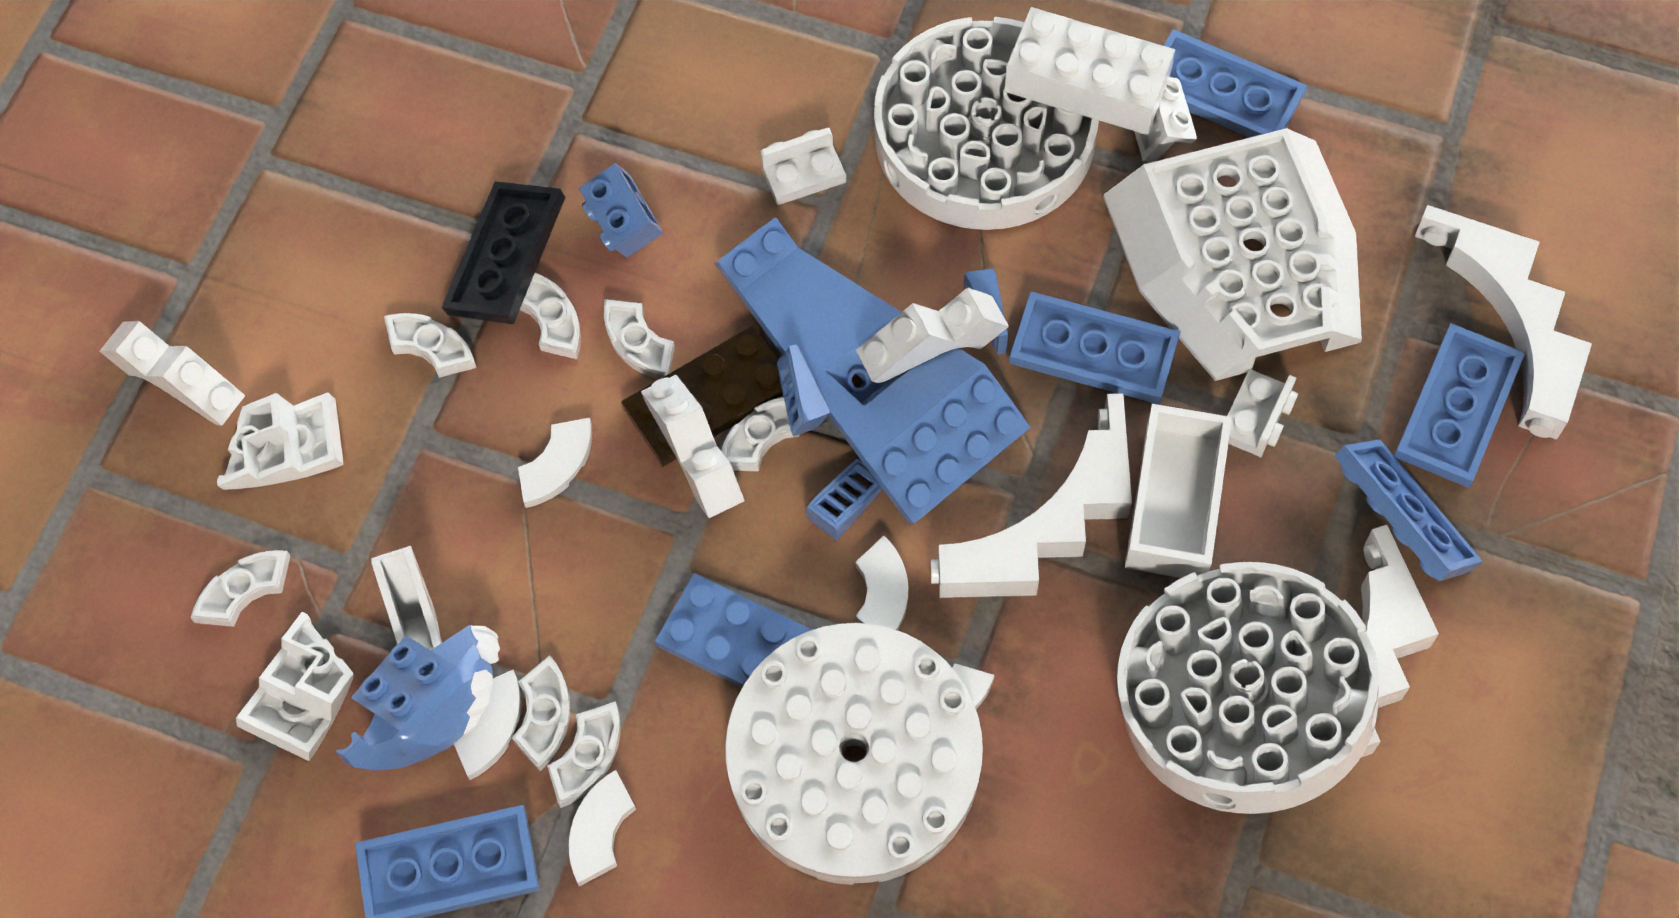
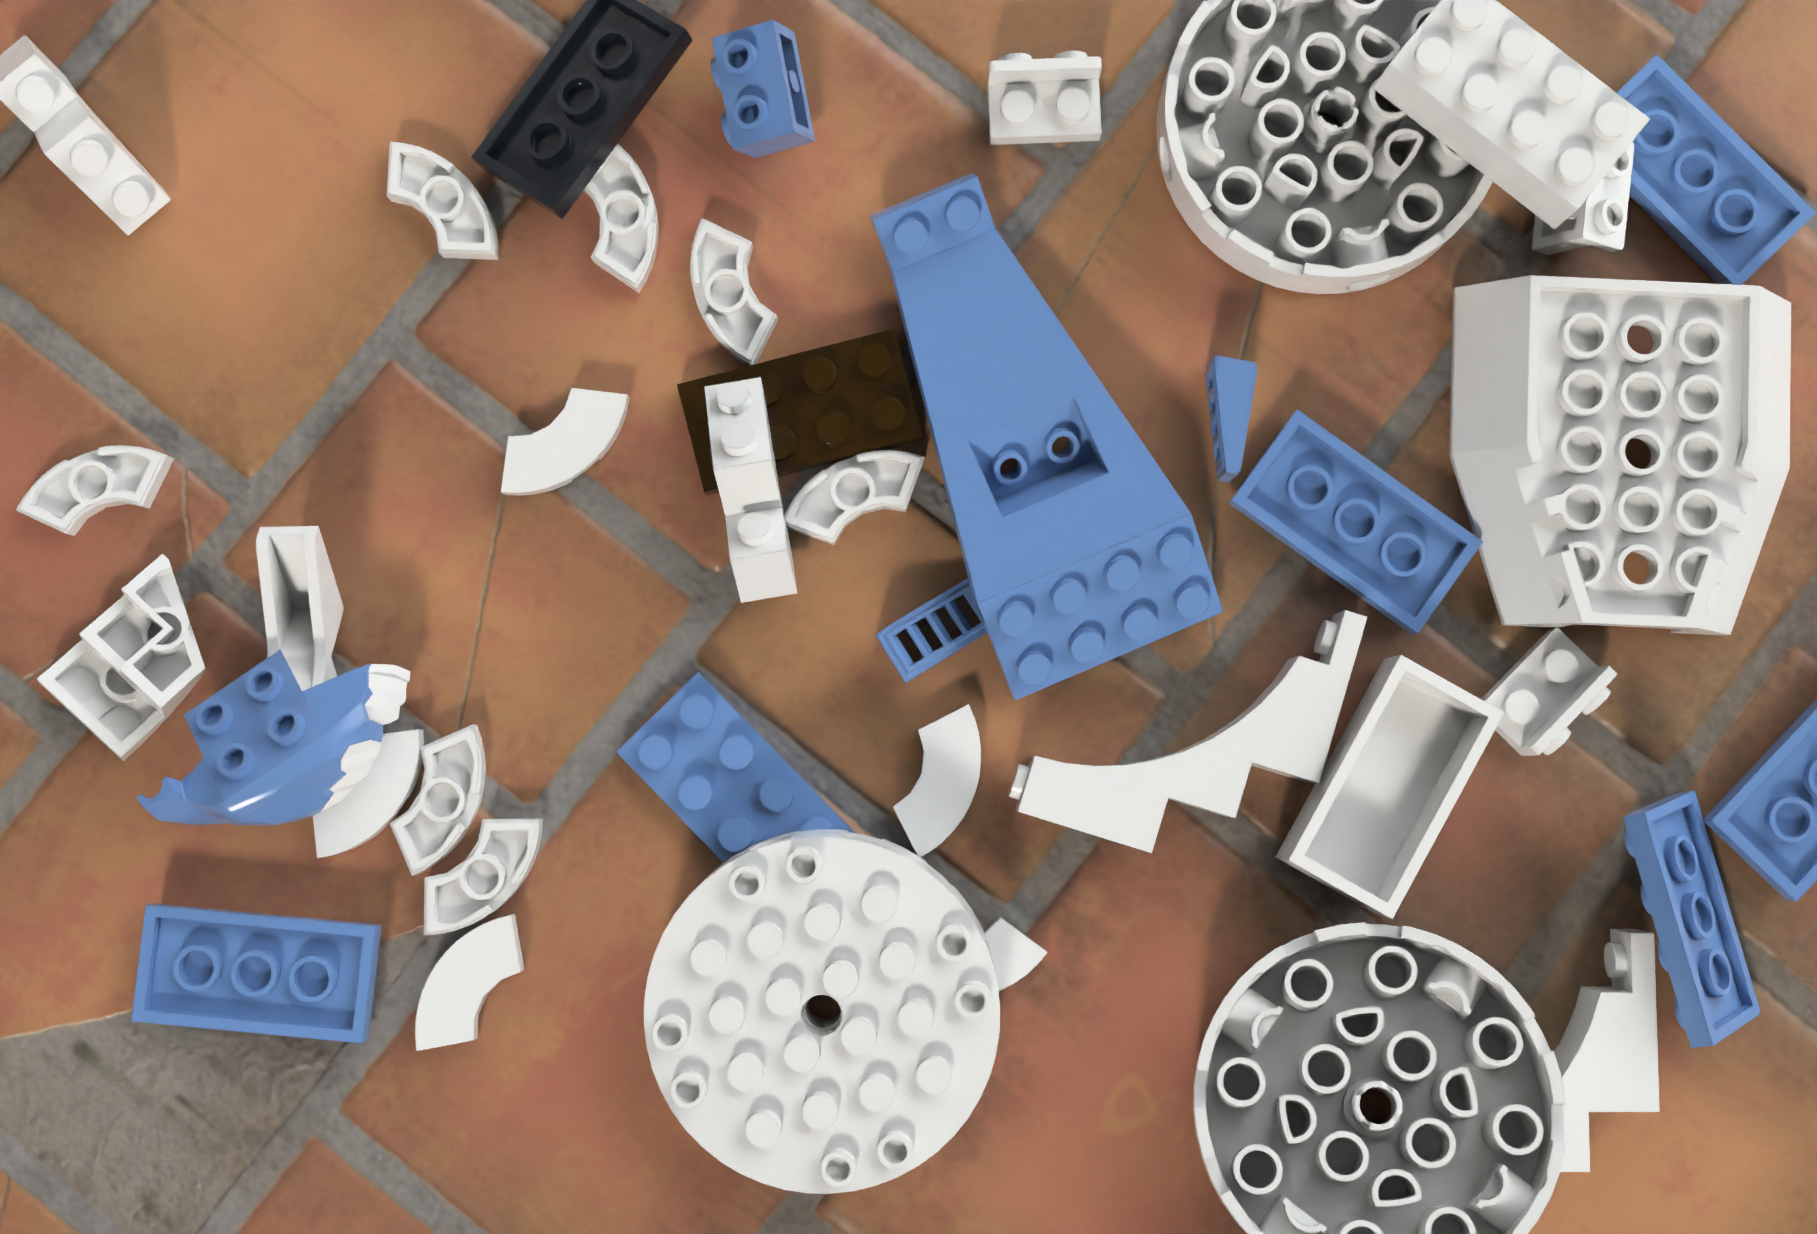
camera: 15 degrees right, 20 degrees up
(283, 442) = (204, 289): white slope -> none
(802, 397) = (923, 466): medium blue slope -> none
(924, 333) = (1132, 444): white arch -> none

